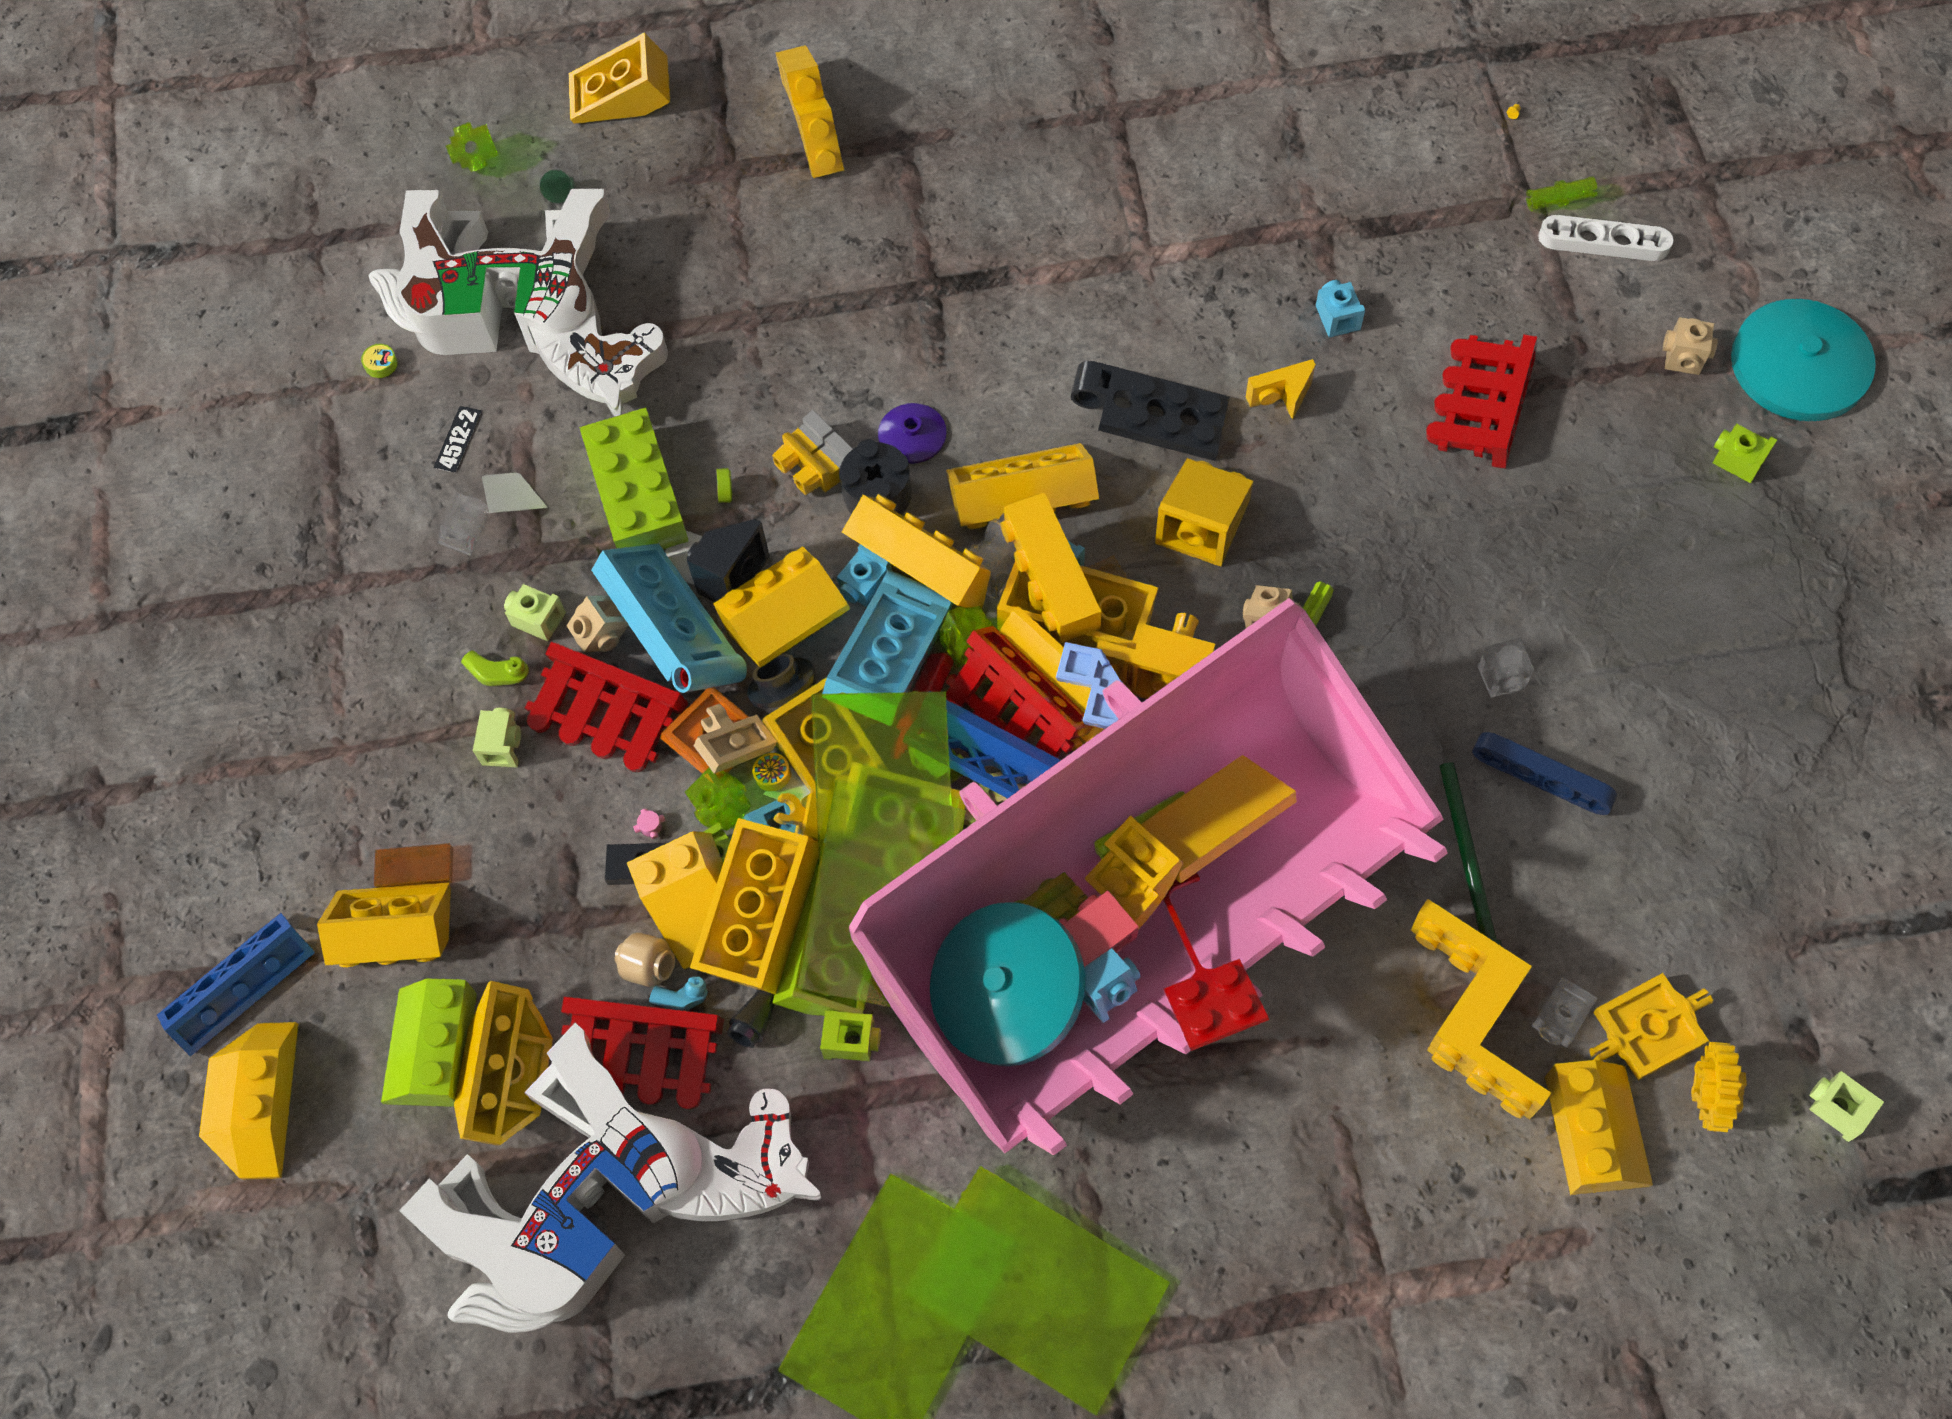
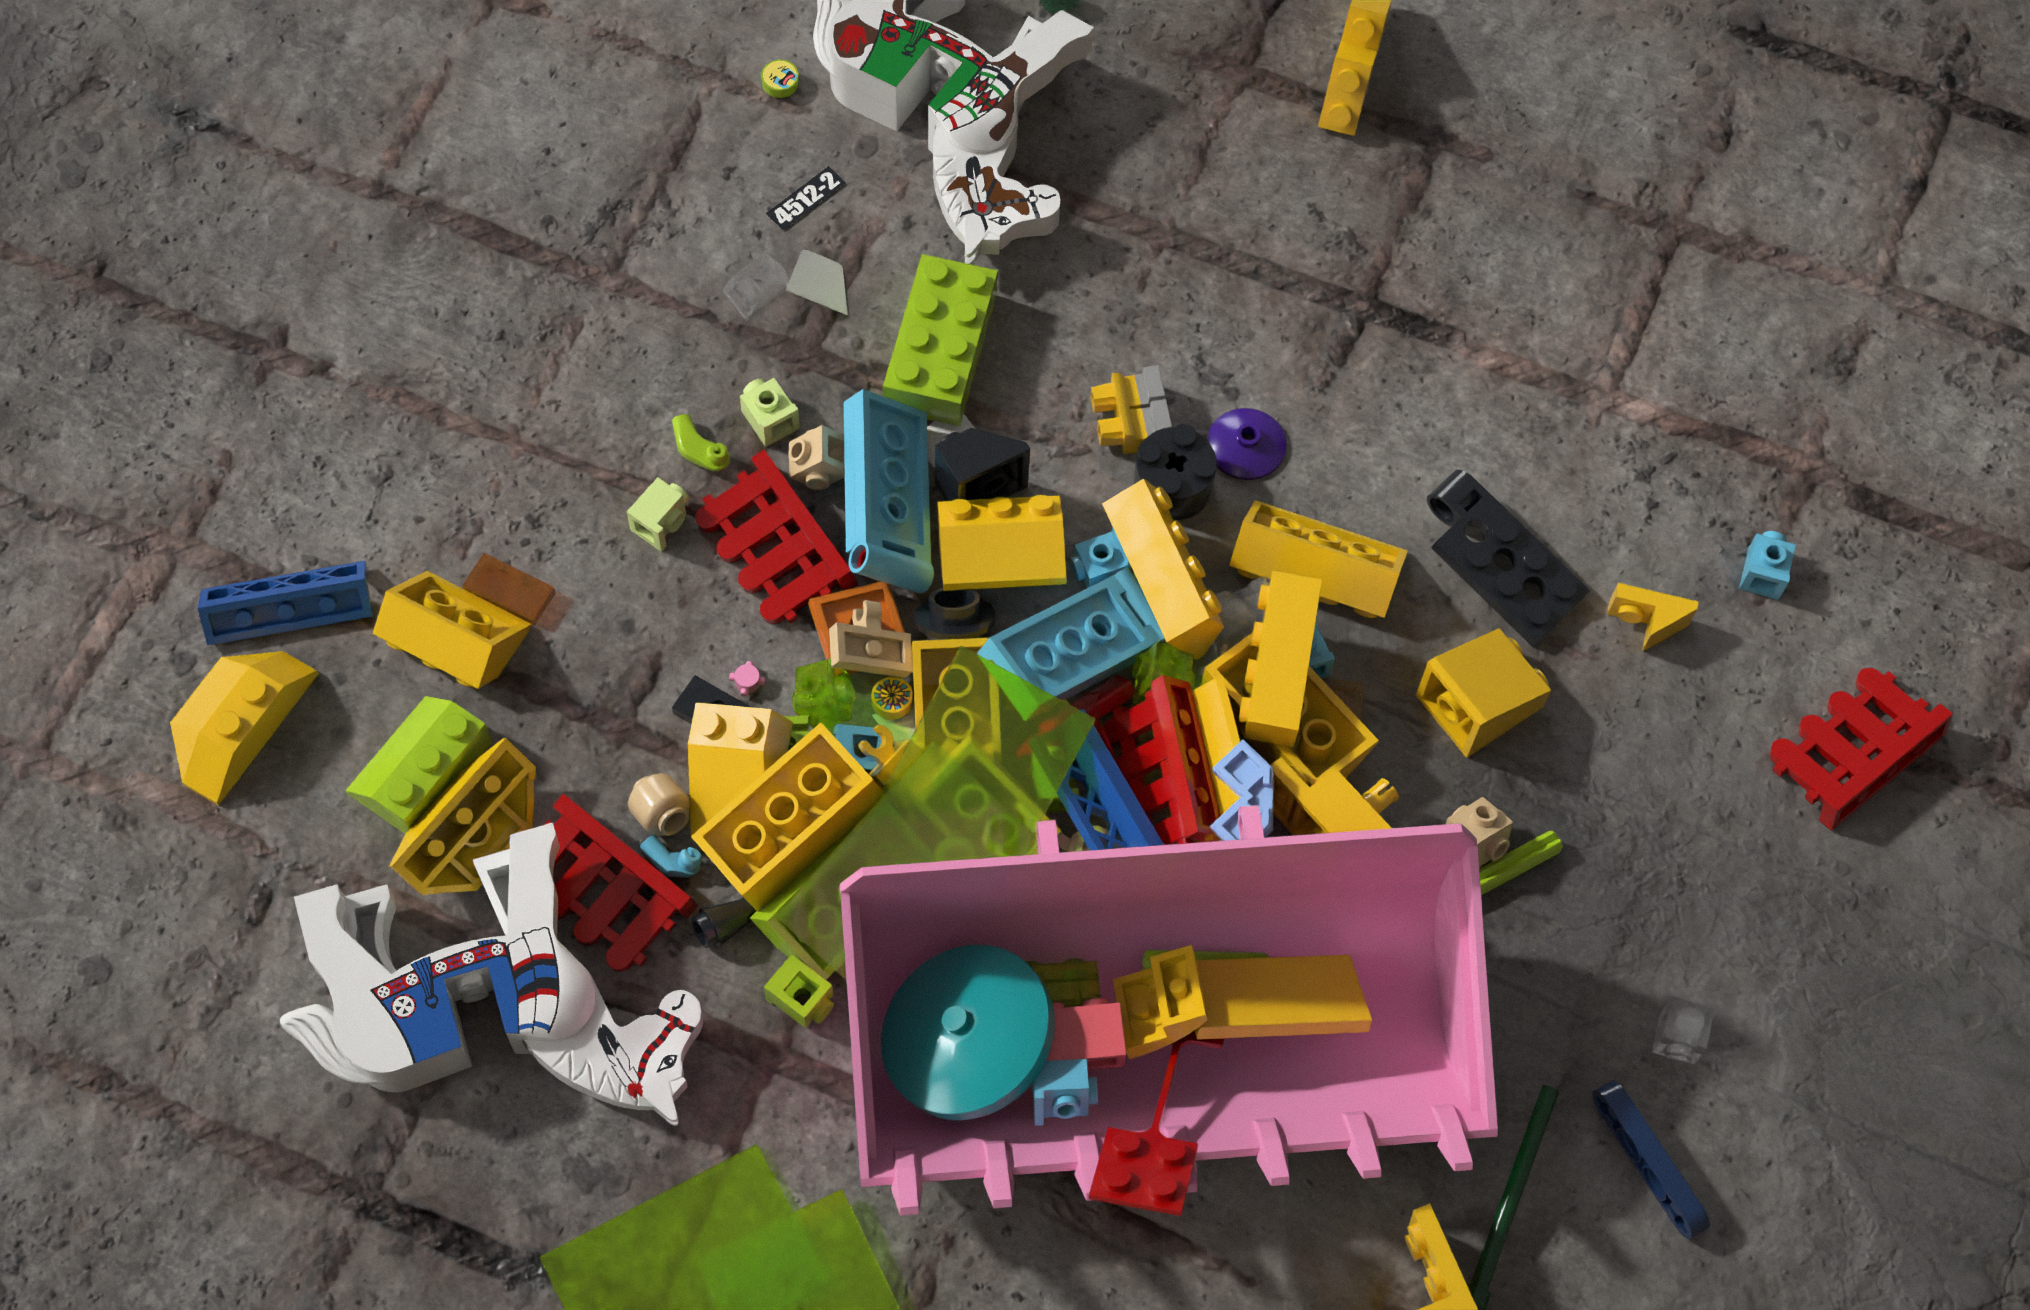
camera: 25 degrees right, 0 degrees up
(724, 485) = (1026, 391): lime tile -> none

